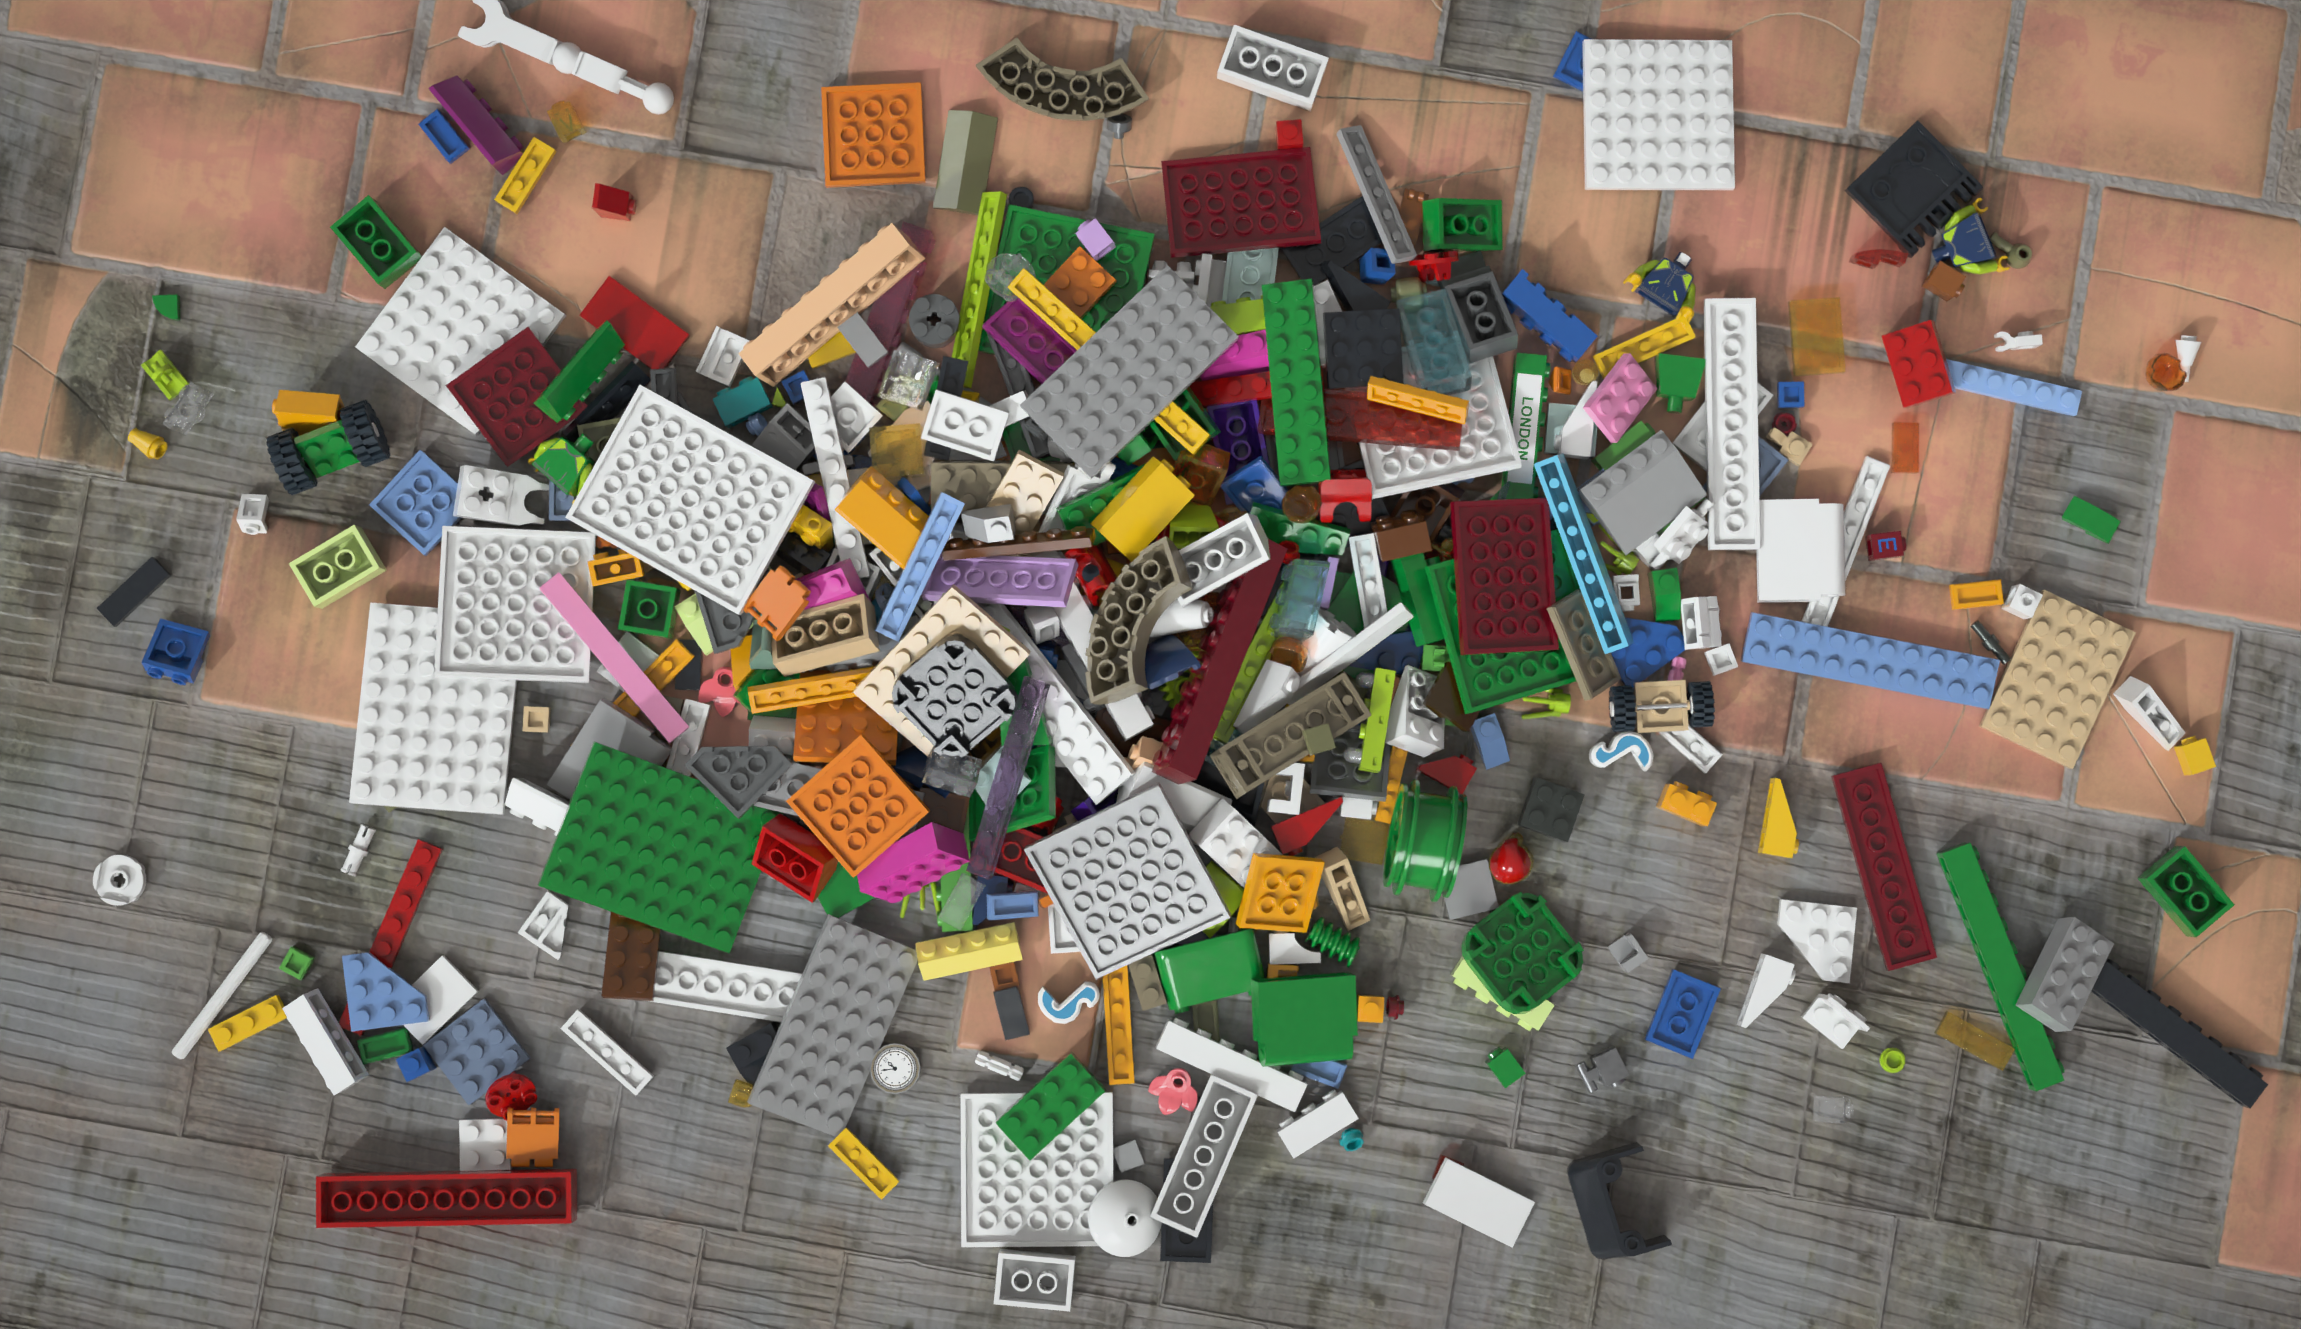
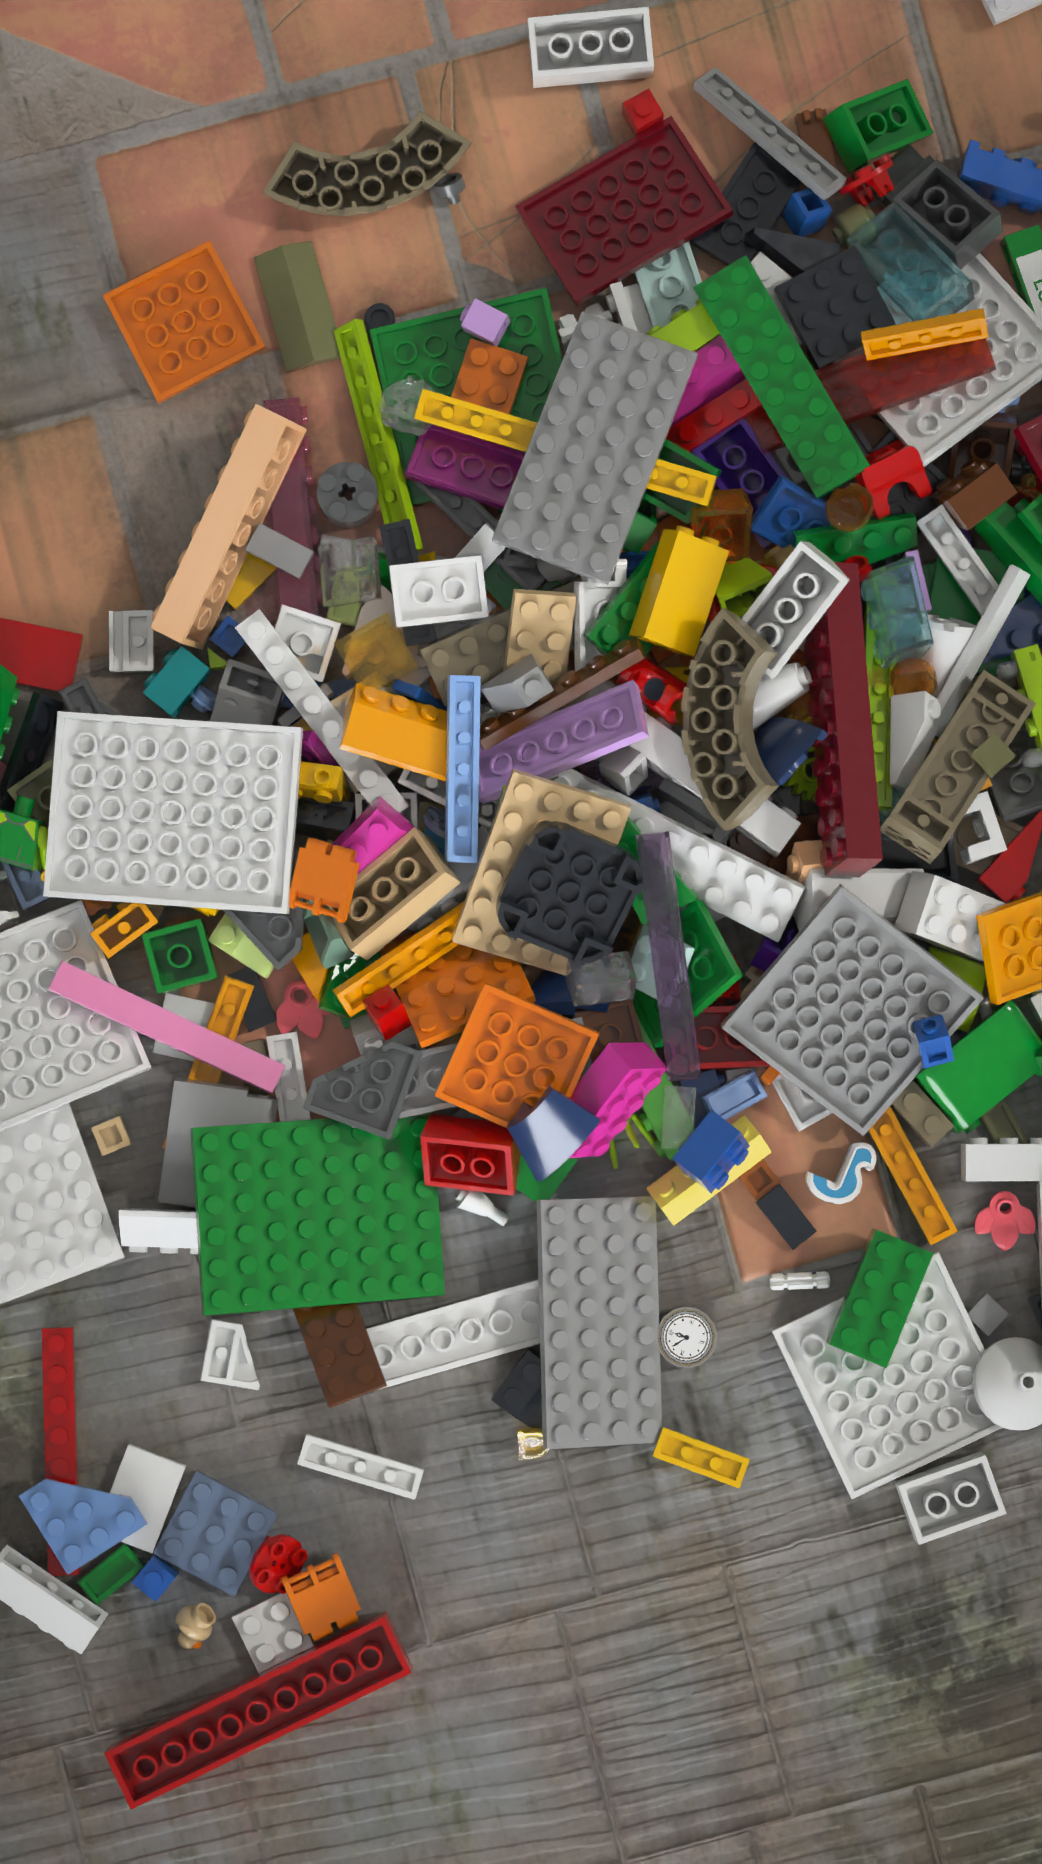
camera: 25 degrees left, 0 degrees up
(429, 1113) = (195, 1625): none -> tan animal
(780, 722) = (386, 1012): none -> red brick
(787, 899) = (479, 1204): none -> white cone
(859, 867) = (550, 1131): none -> dark blue slope
(972, 939) = (712, 1152): none -> blue brick
(1177, 932) = (933, 1041): none -> blue bracket

